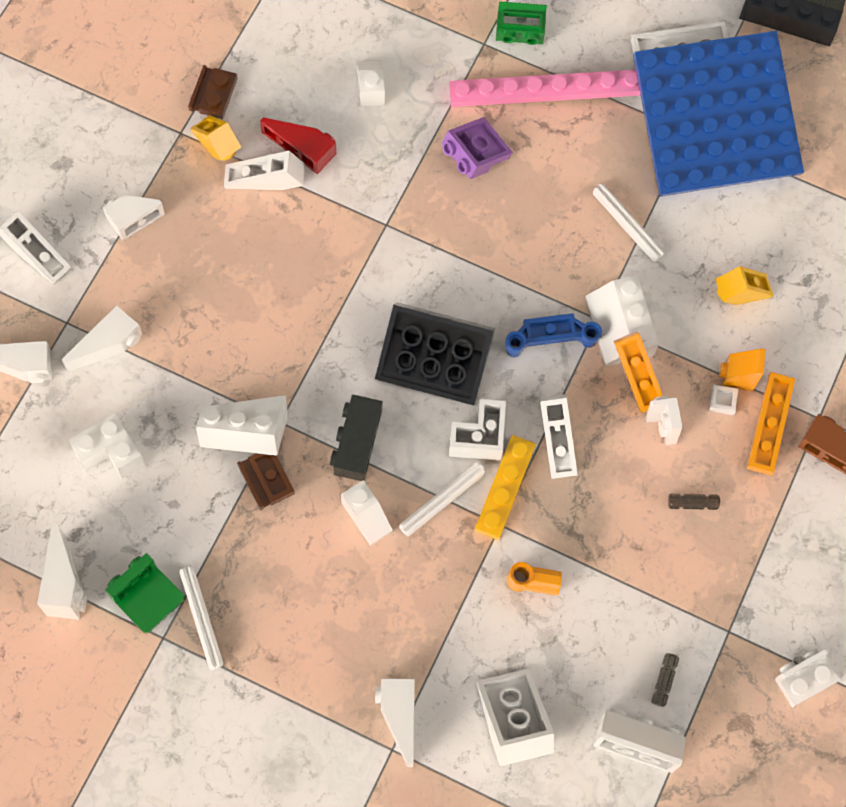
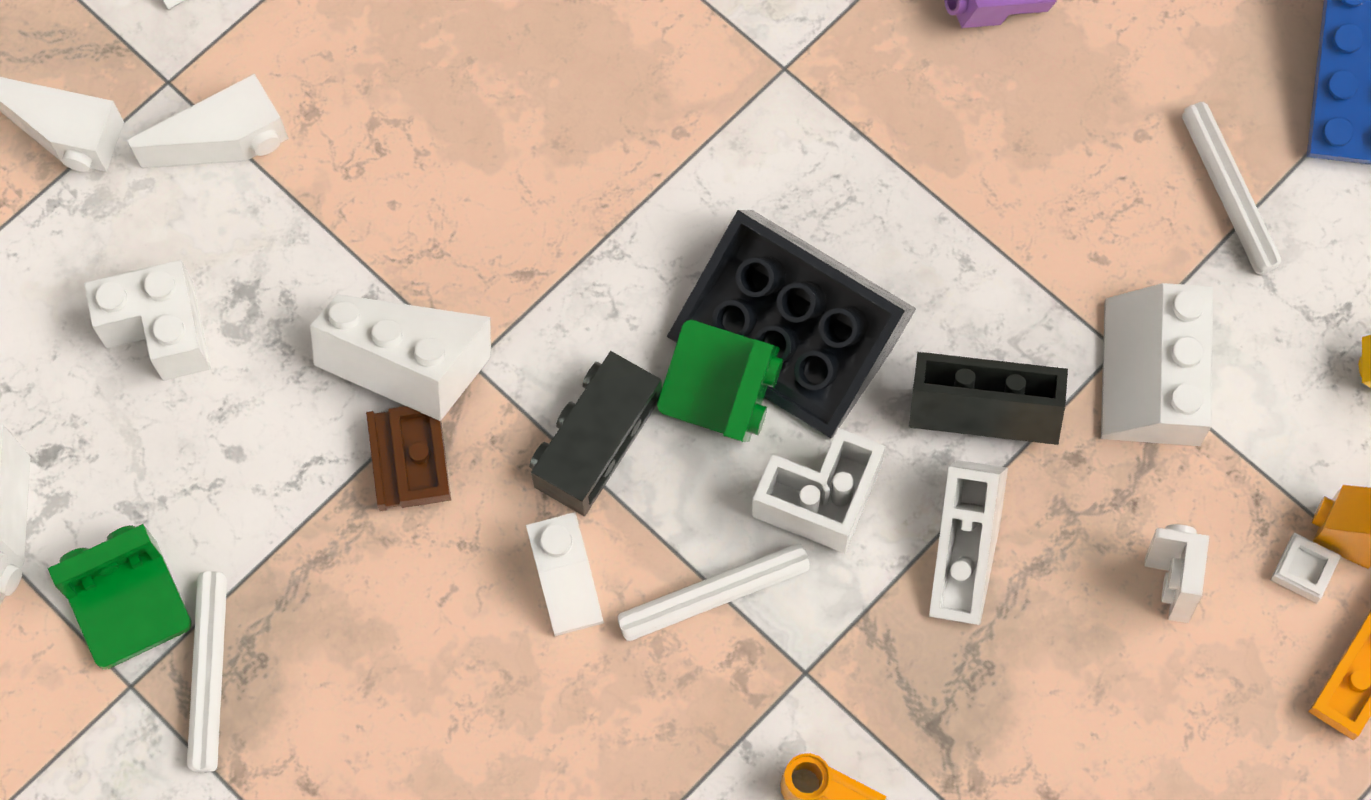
camera: 25 degrees right, 0 degrees up
(410, 393) = (719, 380): none -> green bracket
(505, 487) = (837, 606): yellow plate -> none
(546, 362) = (988, 398): none -> pearl dark grey brick
(552, 330) = (1025, 341): blue plate -> none
(638, 369) = (1156, 461): light orange plate -> none
(694, 501) = (1185, 743): clear smoke axle -> none

